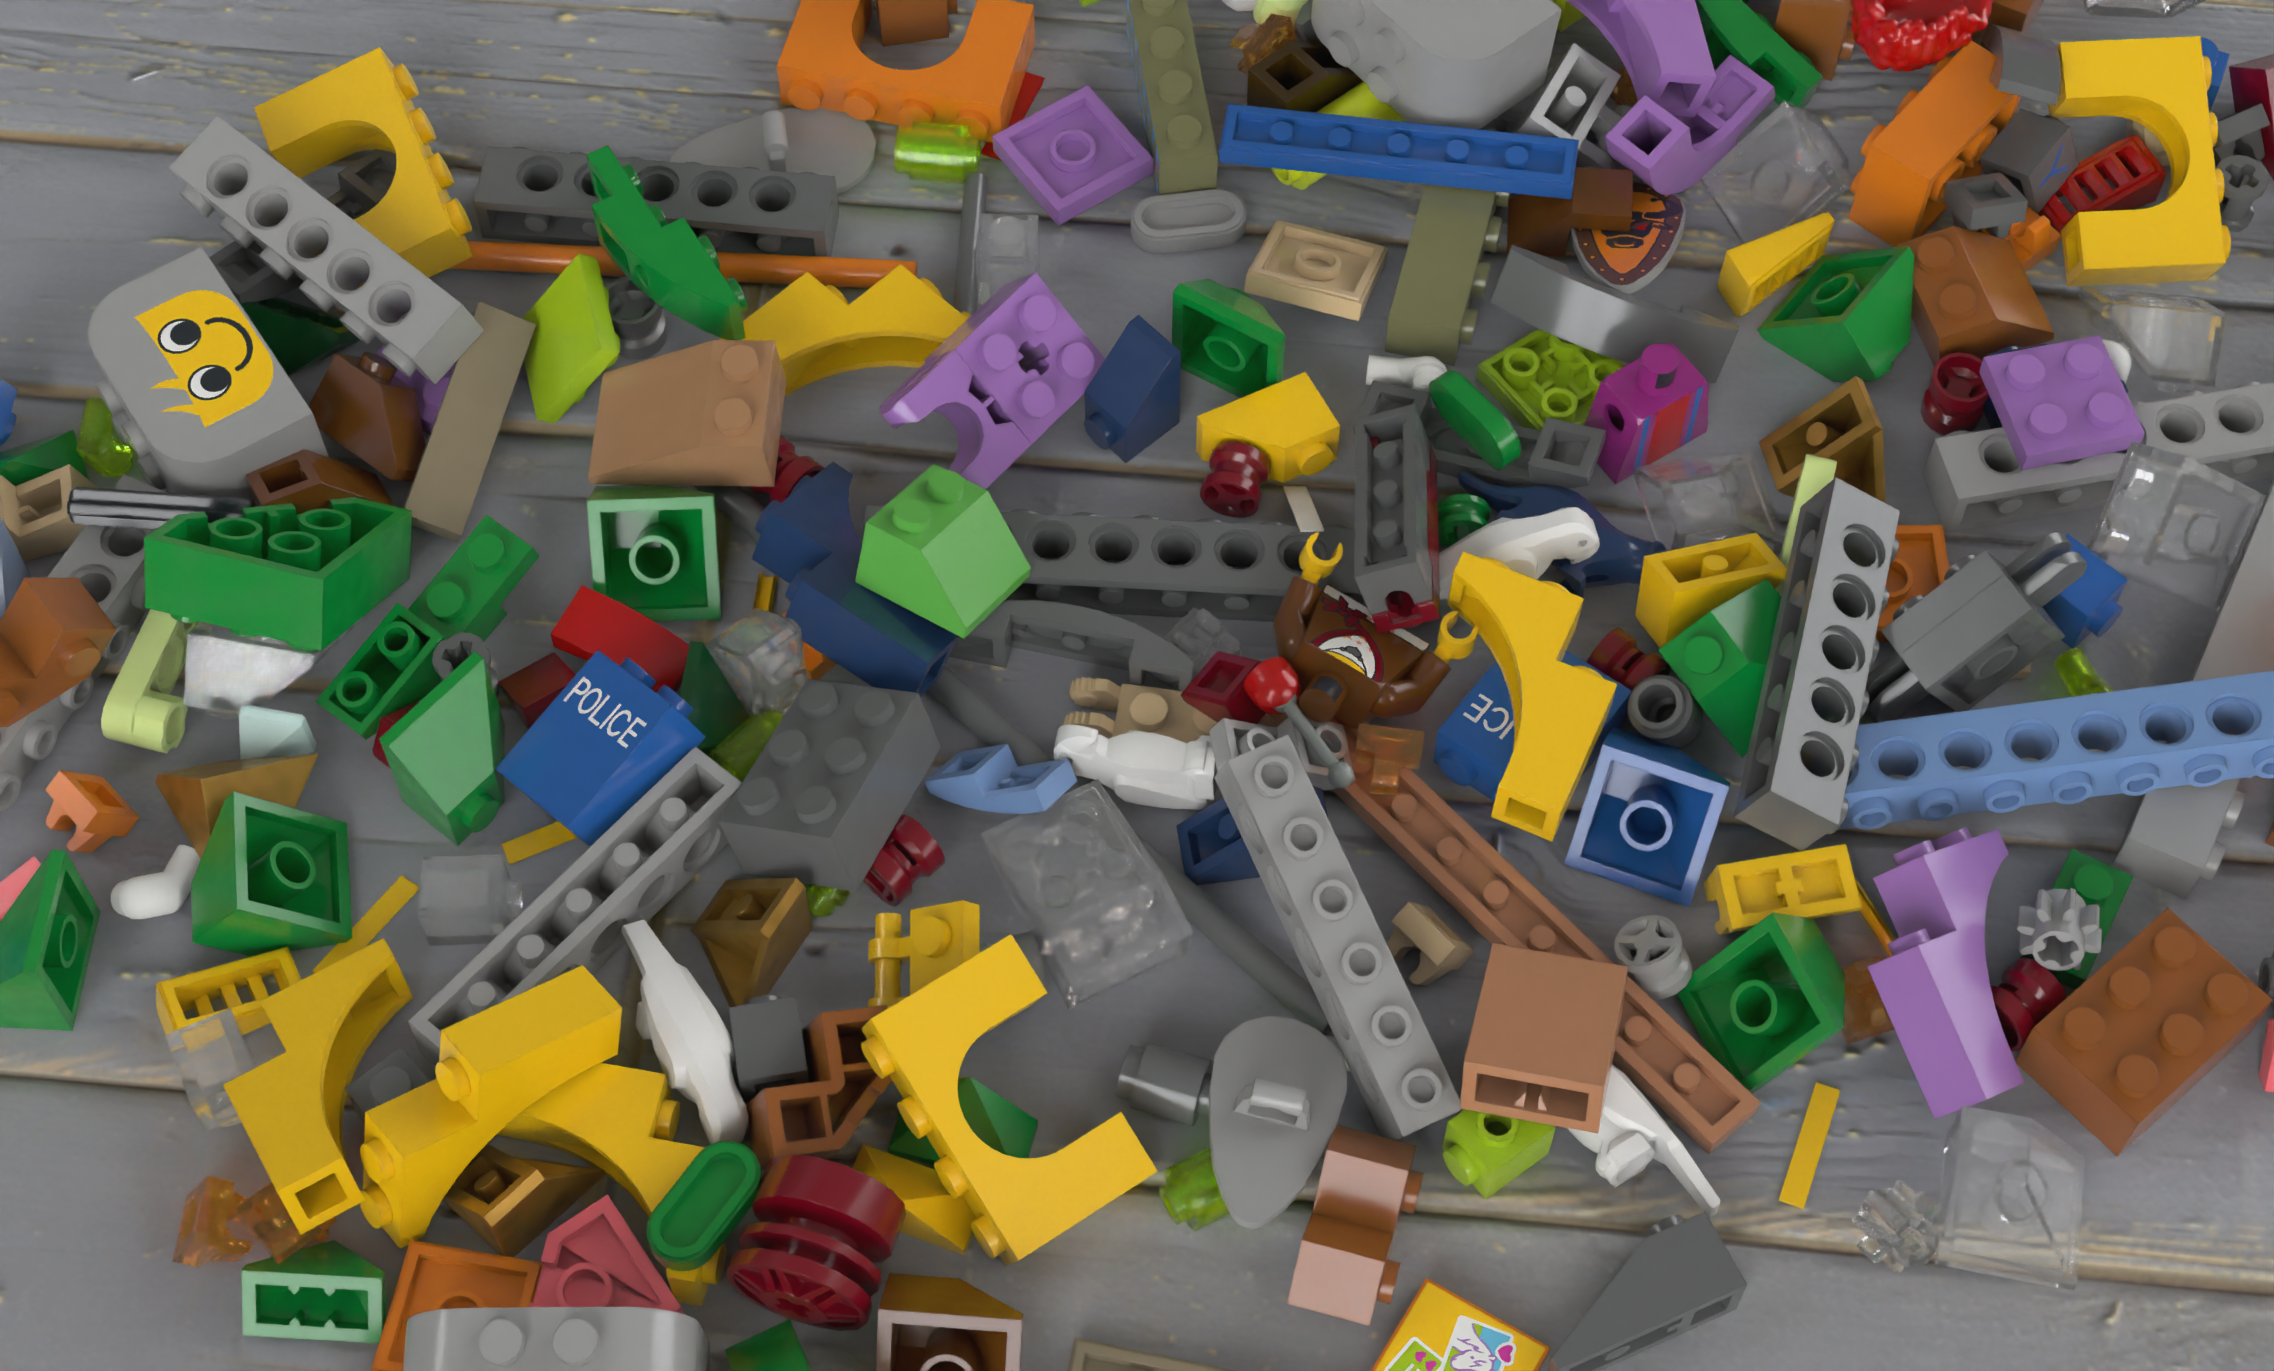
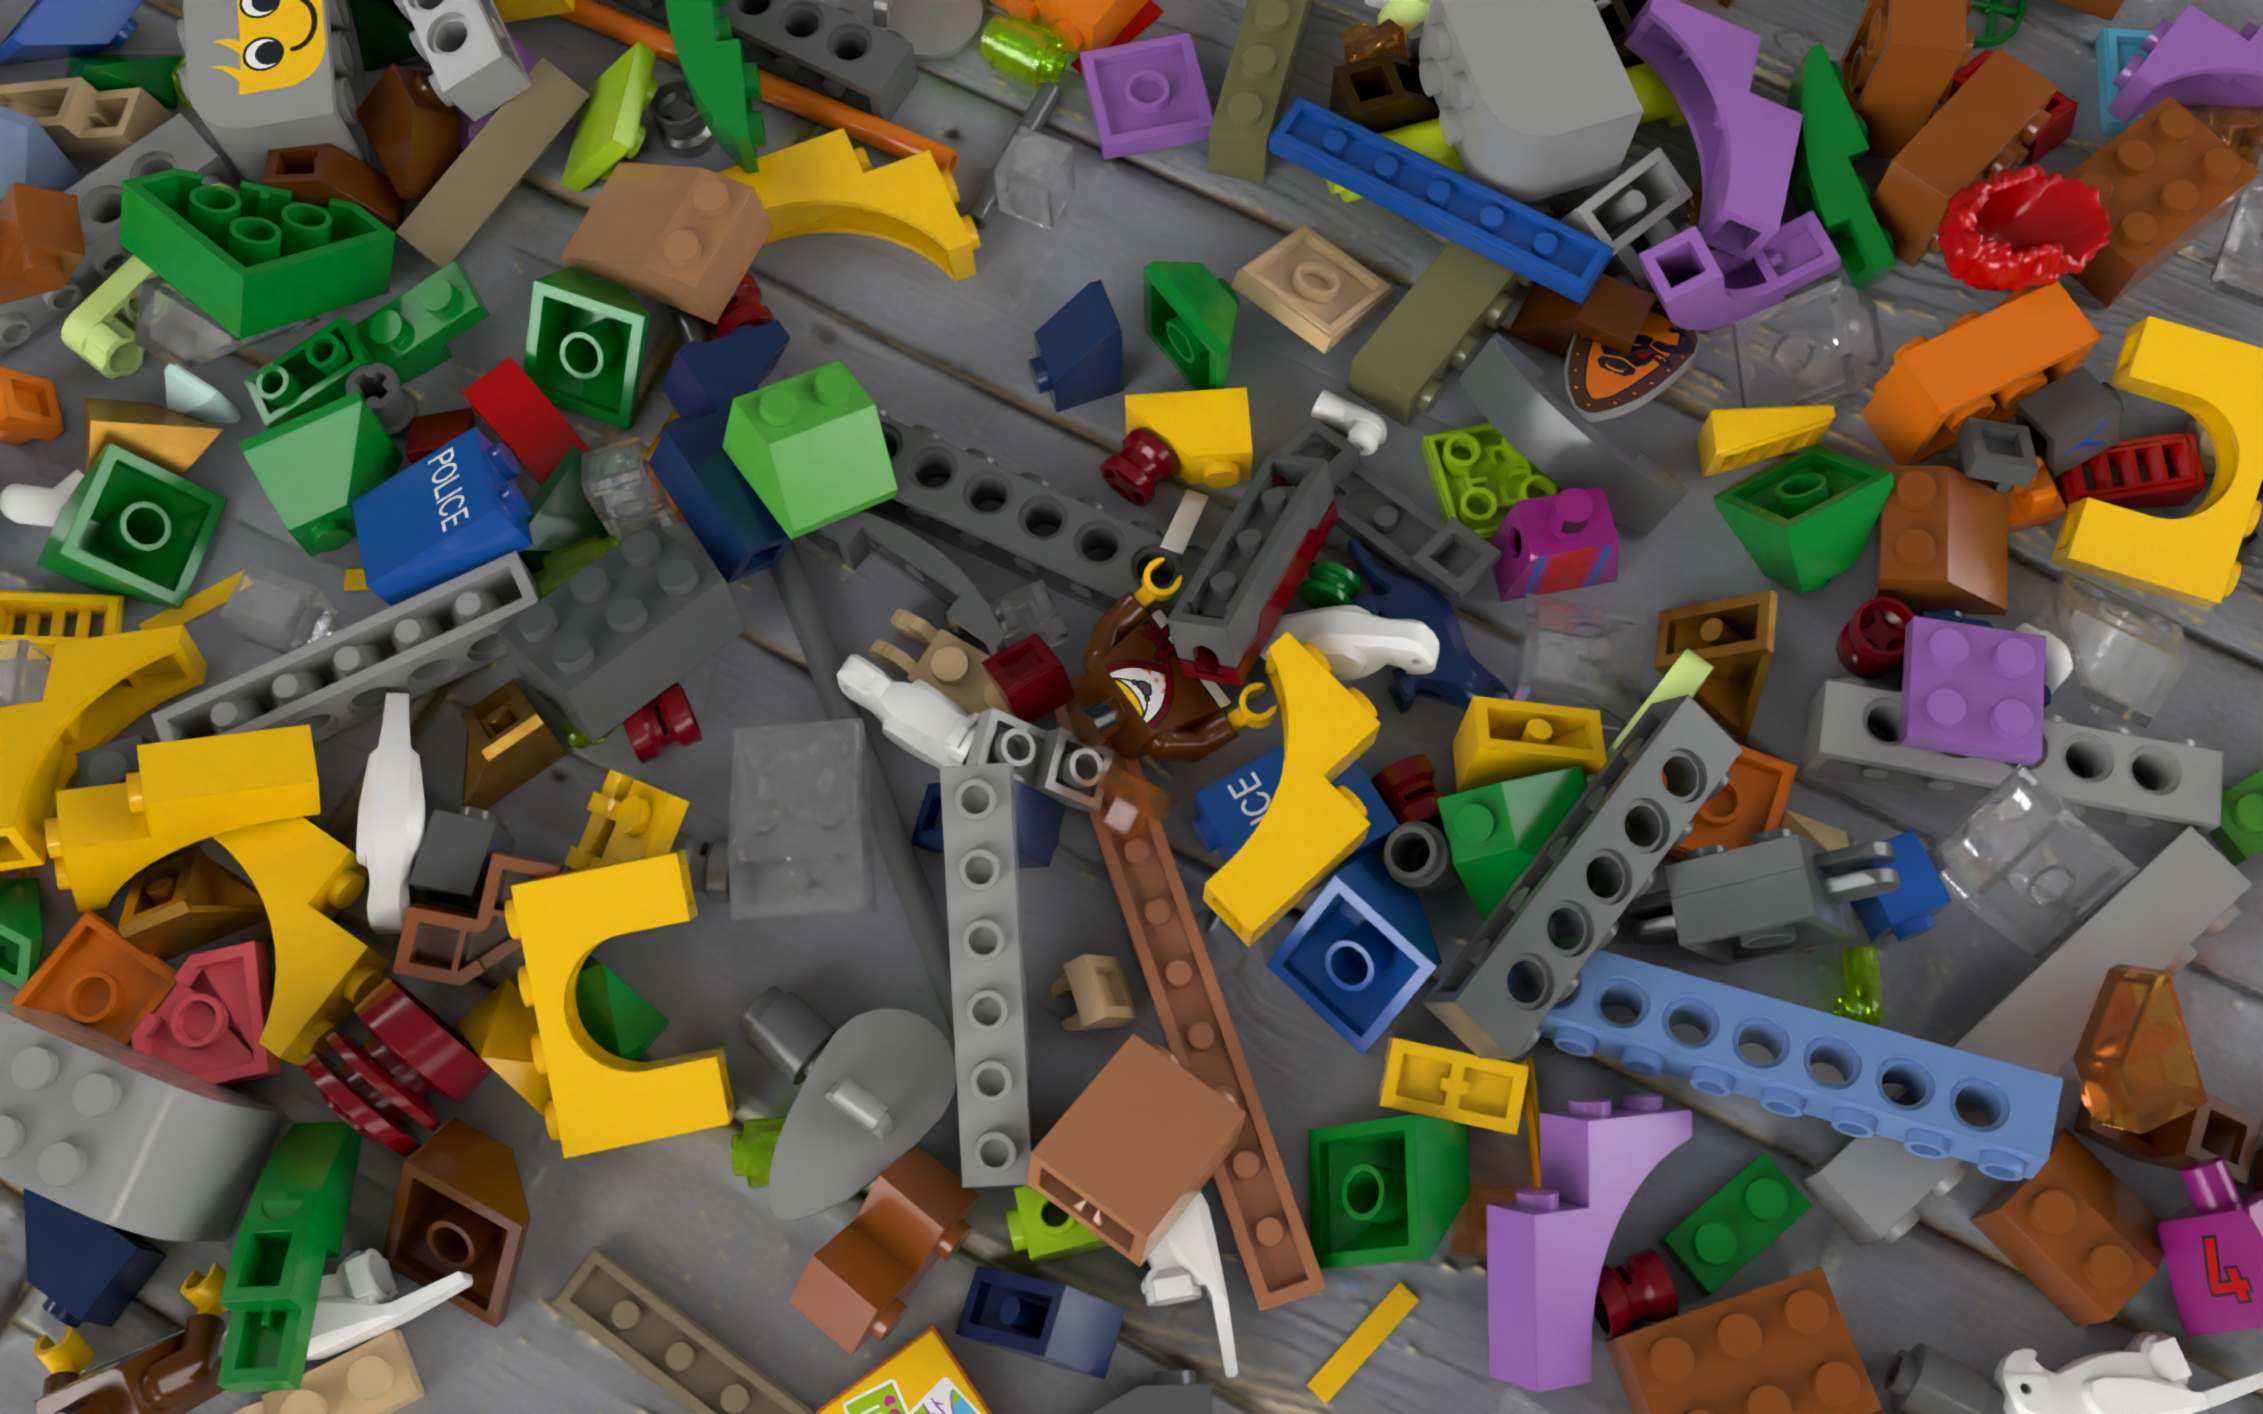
camera: 25 degrees right, 10 degrees up
(146, 508) = (177, 152): axle -> none
(704, 1206) = (315, 991): green tile -> none
(994, 783) = (779, 685): medium blue slope -> none
(1001, 378) = (939, 298): medium lavender brick -> none
(1188, 221) = (1224, 196): light grey tile -> none
(1276, 691) = (1057, 695): hinge -> none
(1475, 419) = (1385, 493): green tile -> none
(1522, 1231) = (1041, 1321): none -> dark blue slope
(1654, 955) = (1295, 1080): light grey wheel -> none
(2024, 63) = (2100, 325): dark grey slope -> none
(2059, 929) = (1699, 1242): light grey gear -> none

